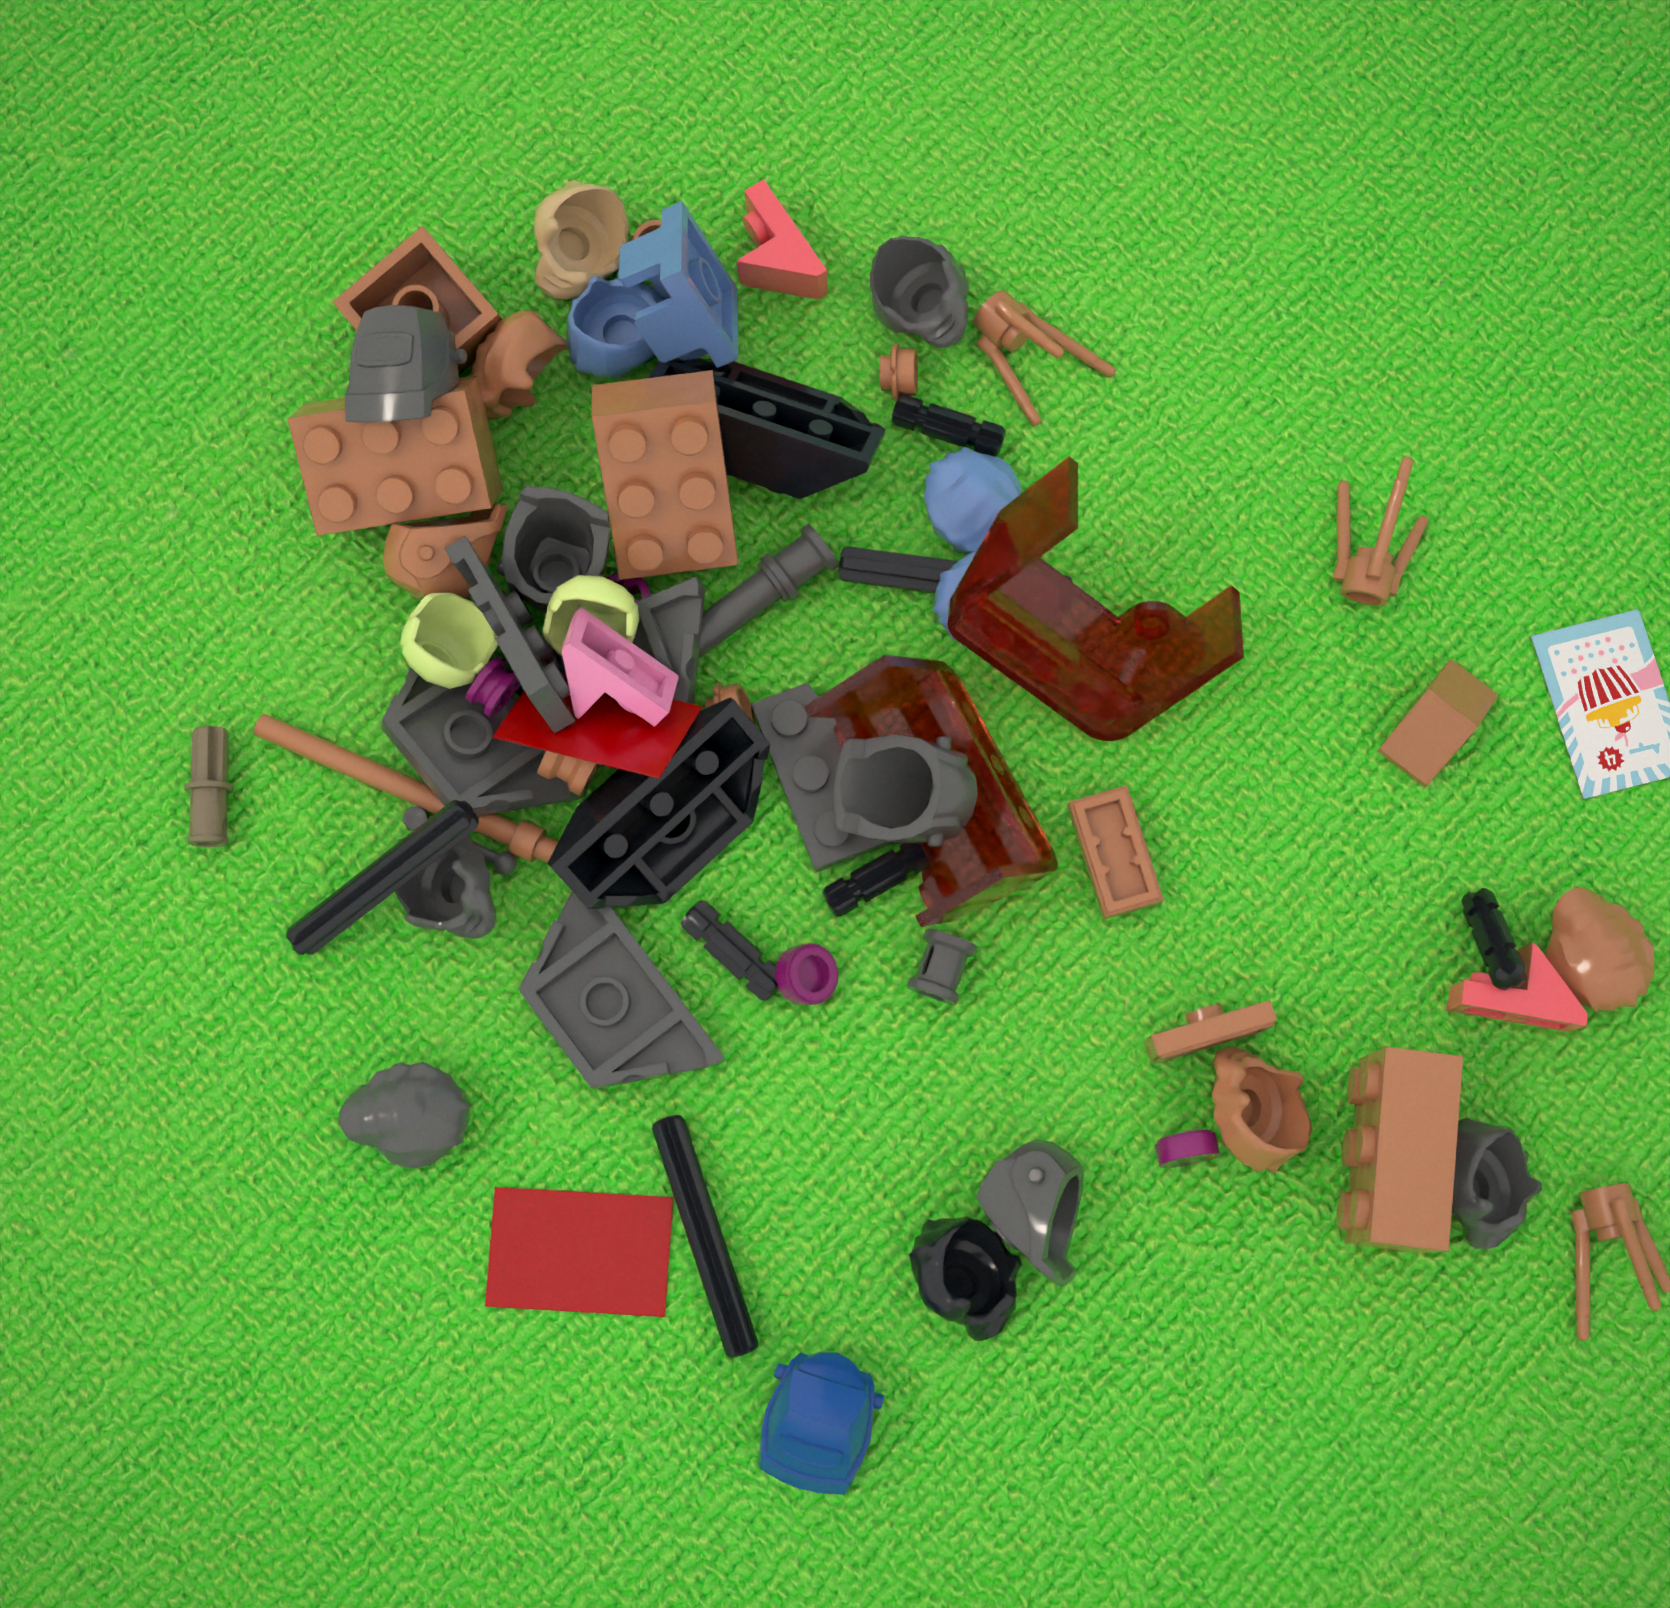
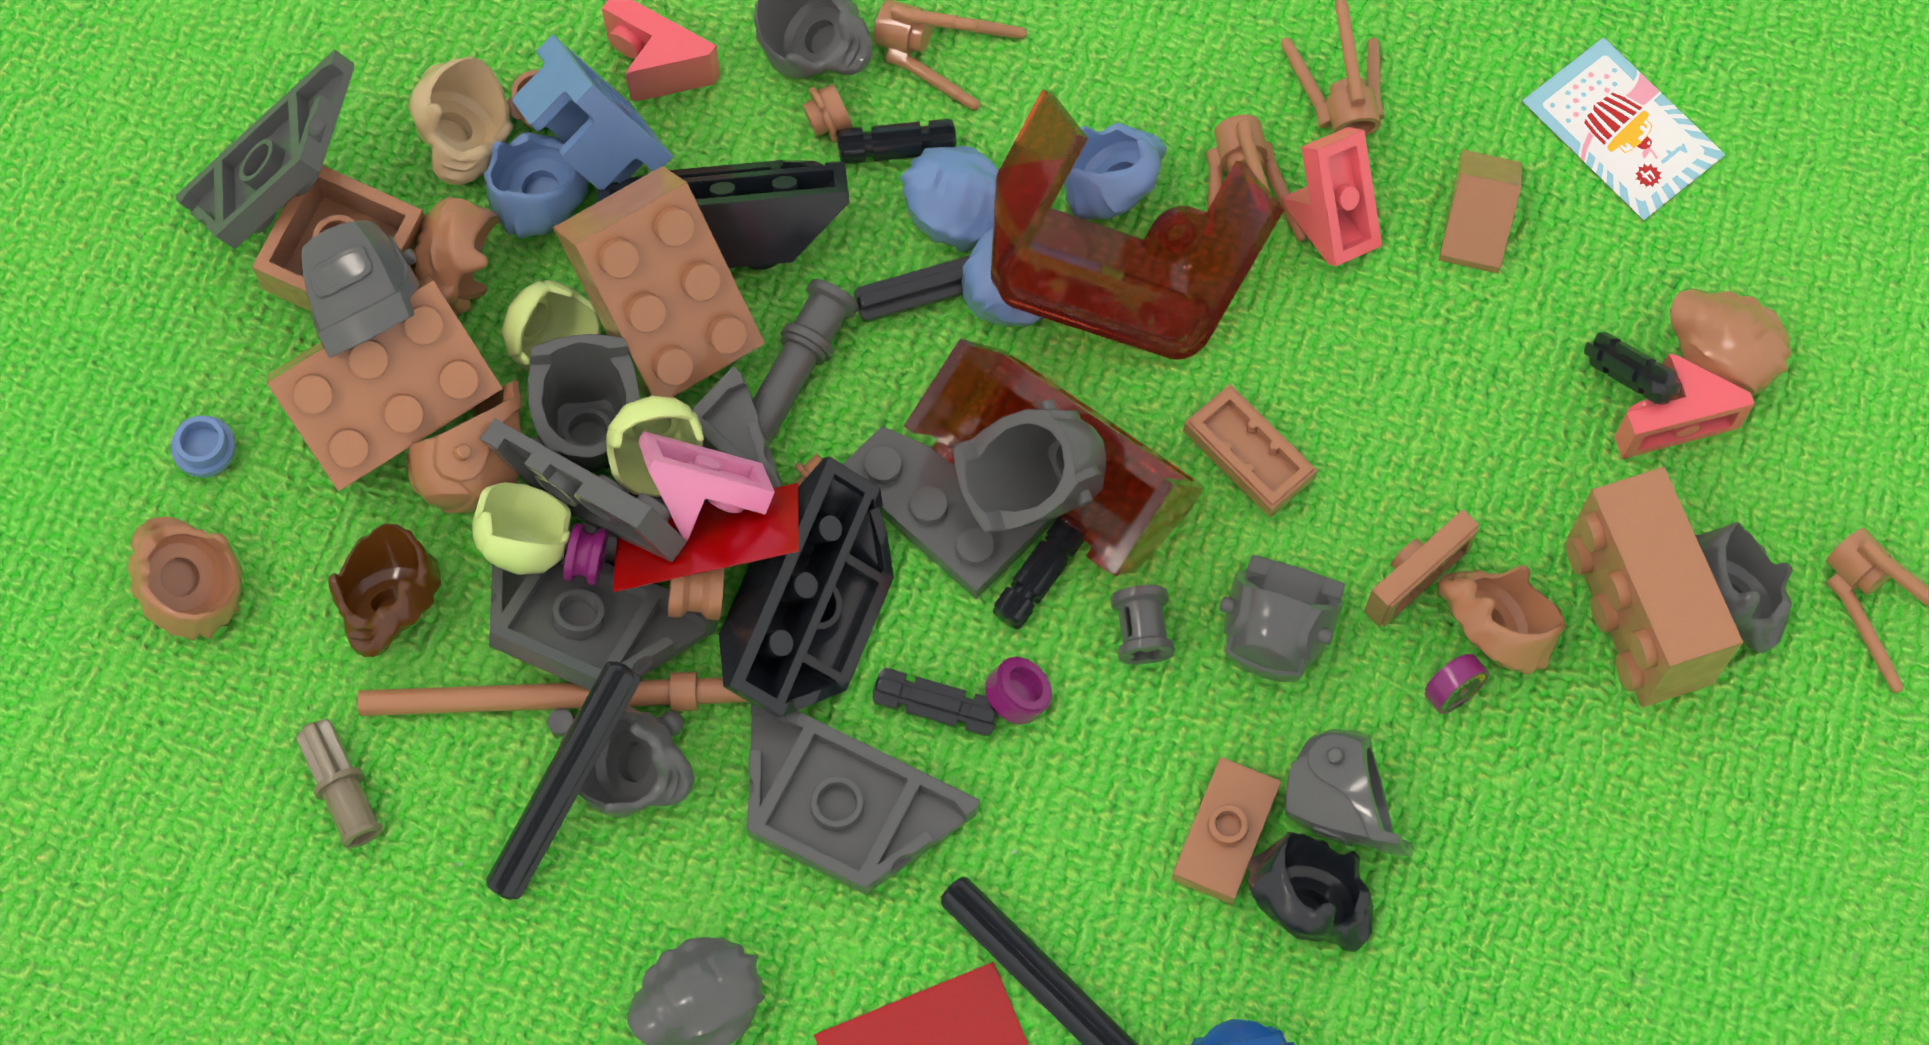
camera: 30 degrees left, 10 degrees down
(163, 549) = (184, 577): none -> nougat hair
(235, 439) = (203, 446): none -> medium blue plate
(319, 636) = (384, 588): none -> reddish brown hair
(392, 210) = (271, 158): none -> dark grey wing
(563, 459) = (543, 314): none -> yellowish green hair
(923, 1180) = (1226, 830): none -> nougat plate
(1064, 1016) = (1279, 618): none -> dark grey helmet
(1121, 539) = (1113, 171): none -> medium blue hair
(1252, 573) = (1243, 140): none -> nougat plant
(1309, 657) = (1339, 201): none -> coral slope

